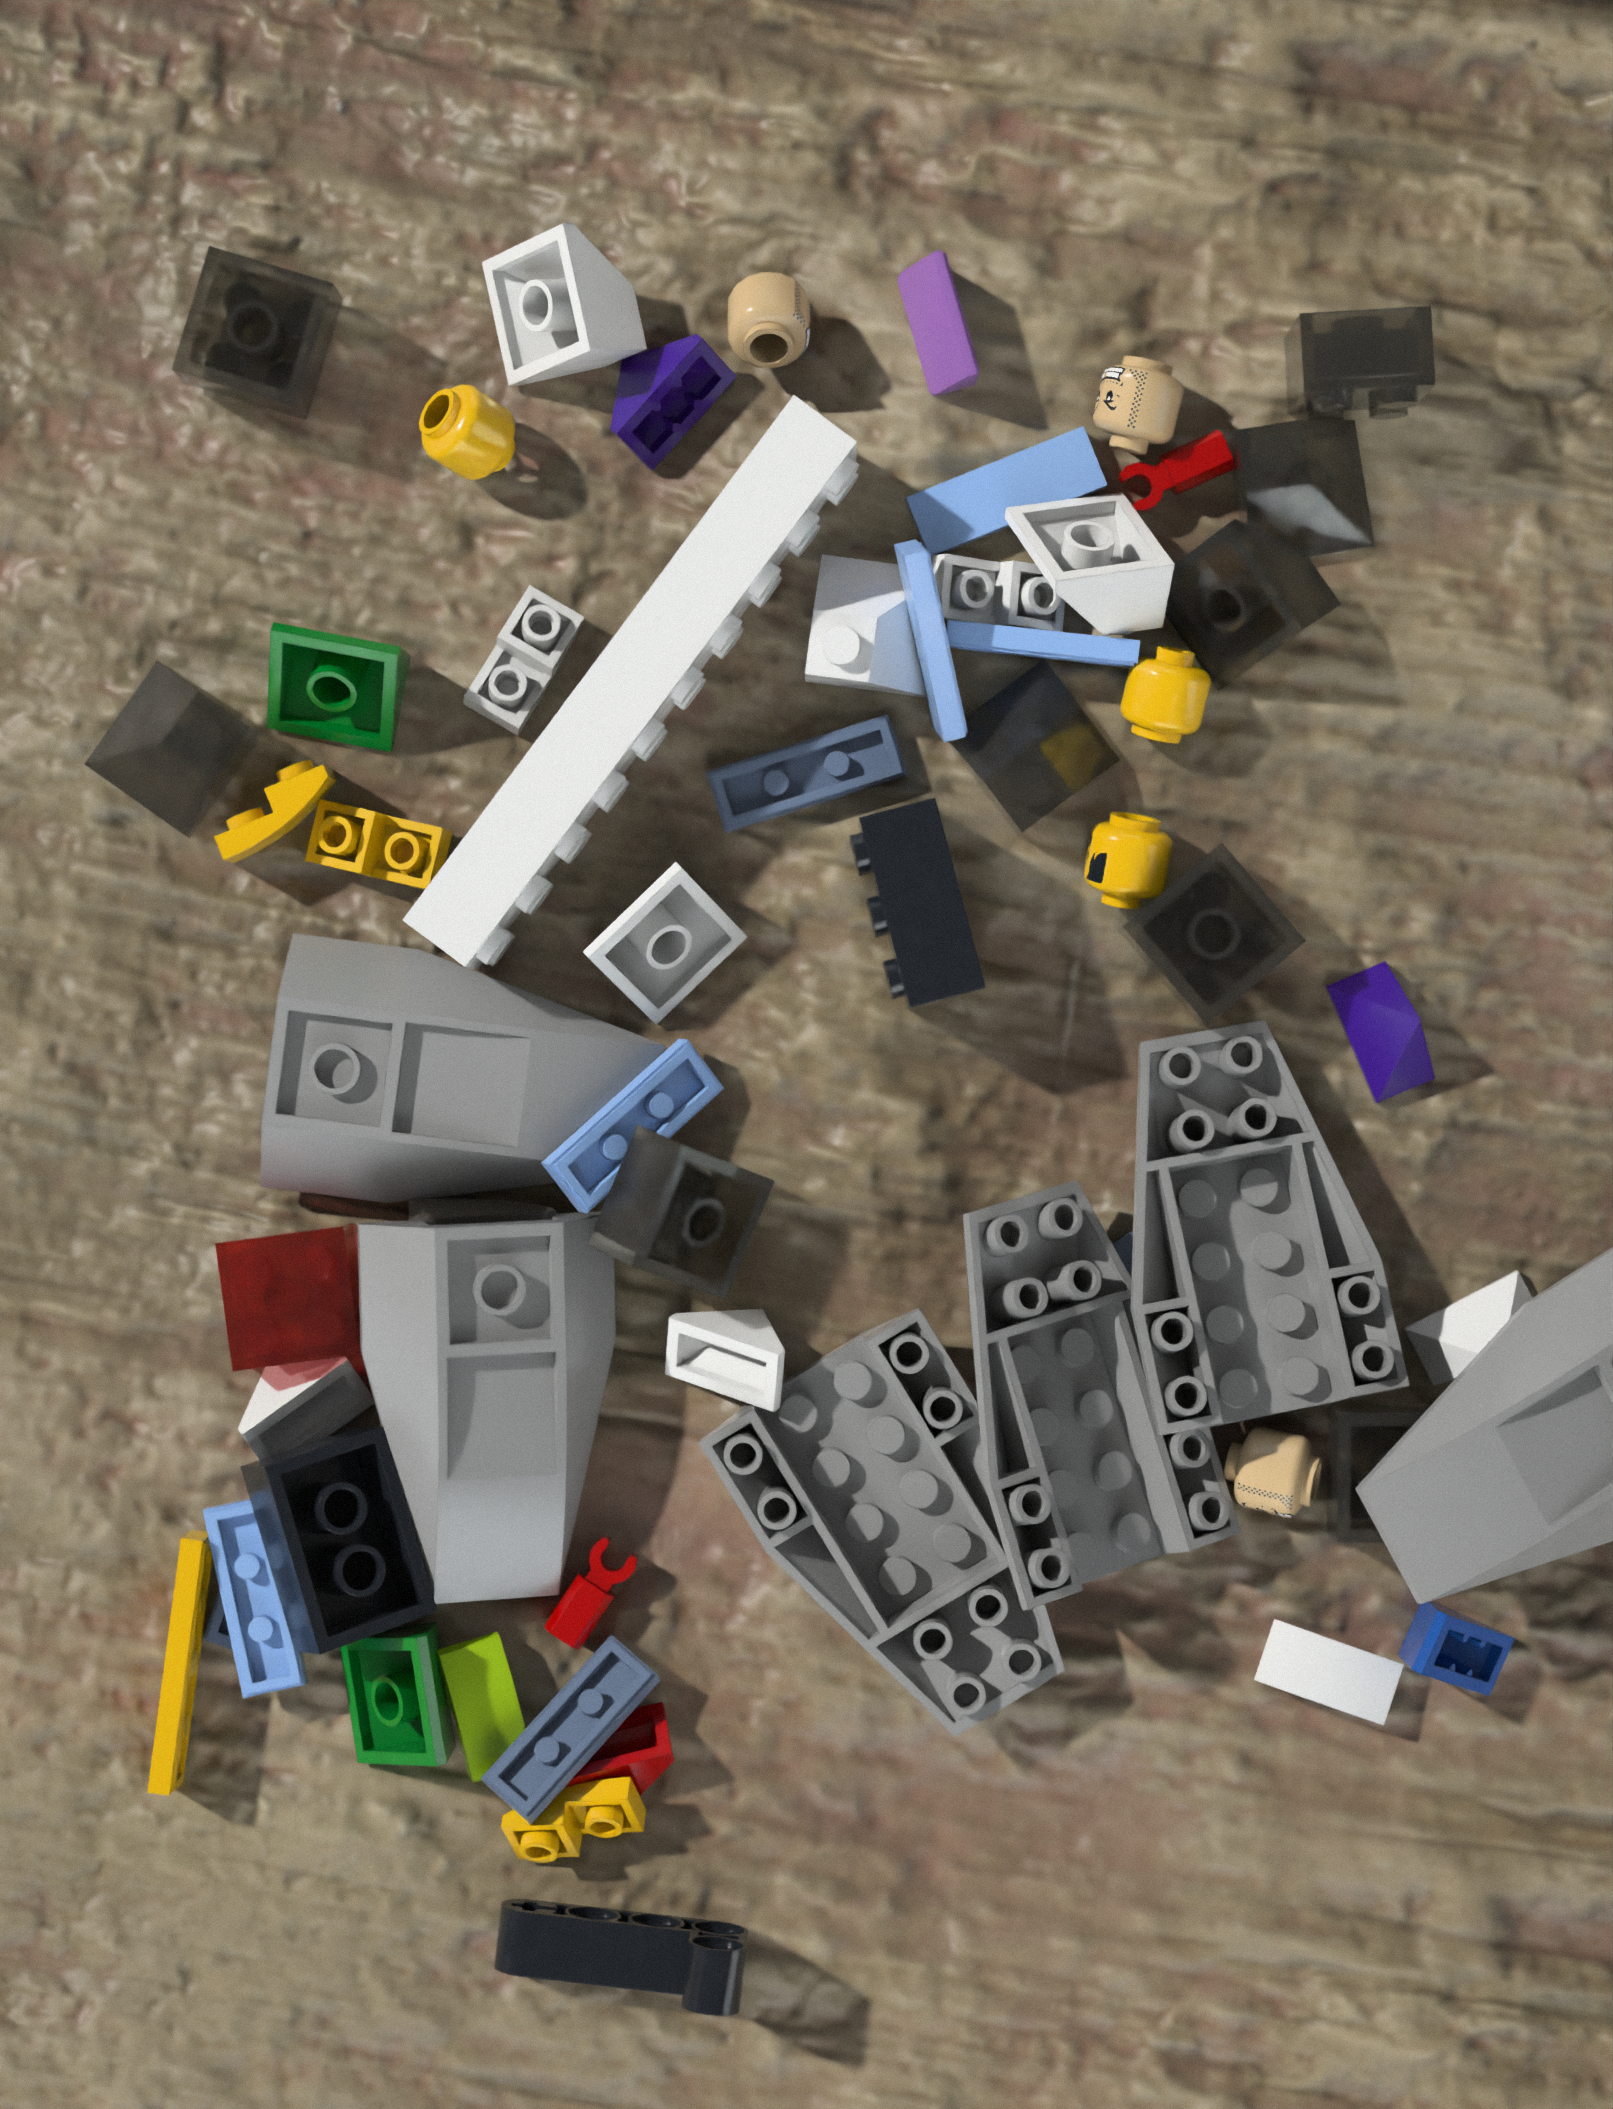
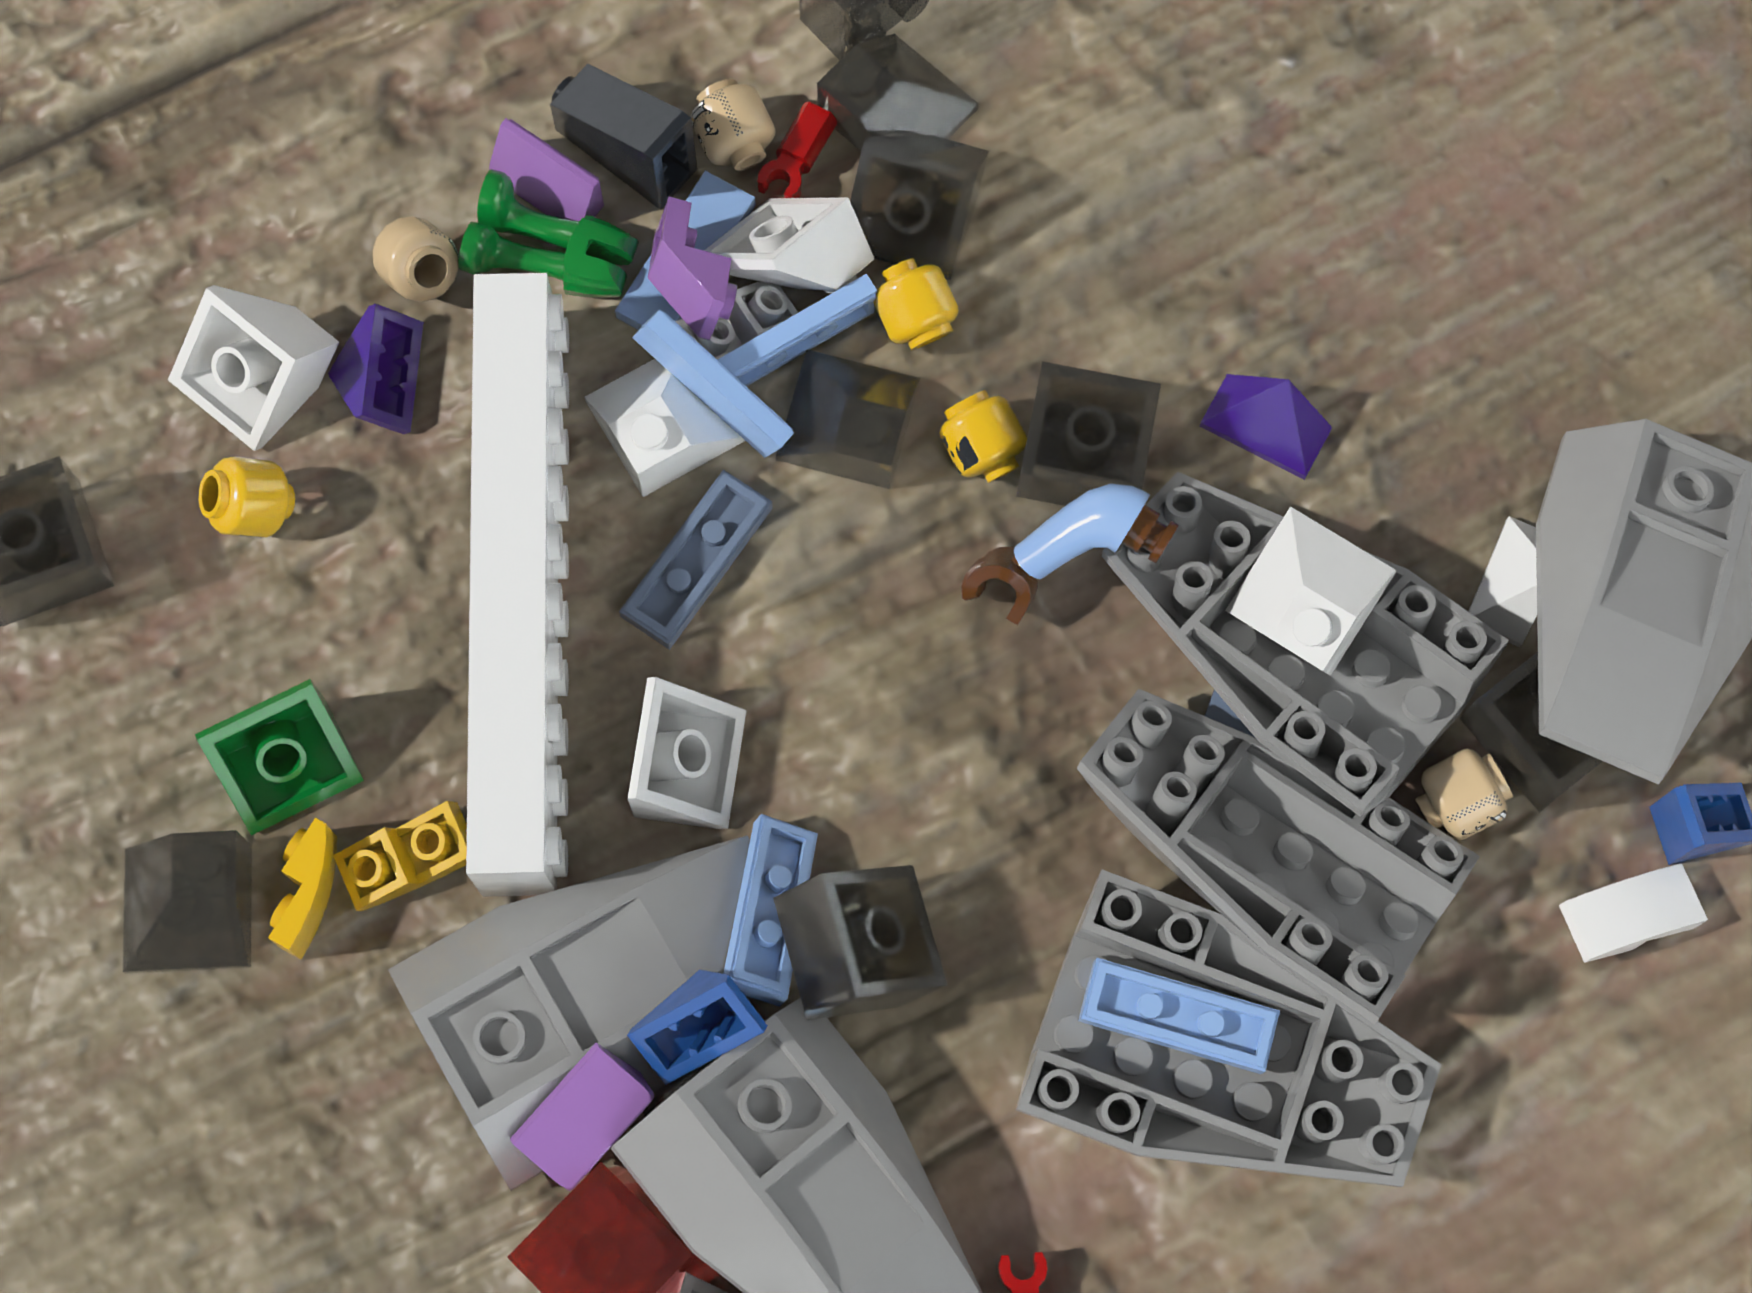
camera: 40 degrees left, 15 degrees down
(355, 1182) = (583, 1116): none -> medium lavender slope
(493, 1182) = (696, 1025): none -> blue slope
(523, 660) = (416, 635): white slope -> none
(728, 1354) = (984, 1032): white slope -> none
(879, 330) = (590, 244): none -> green piece
(890, 1467) = (1179, 1016): none -> light blue tile
(917, 904) = (856, 576): black brick -> none
(982, 532) = (690, 277): none -> medium lavender slope
(1037, 337) = (627, 132): none -> black slope
(1149, 1015) = (1093, 520): none -> light blue piece
(1279, 1216) = (1310, 590): none -> white slope

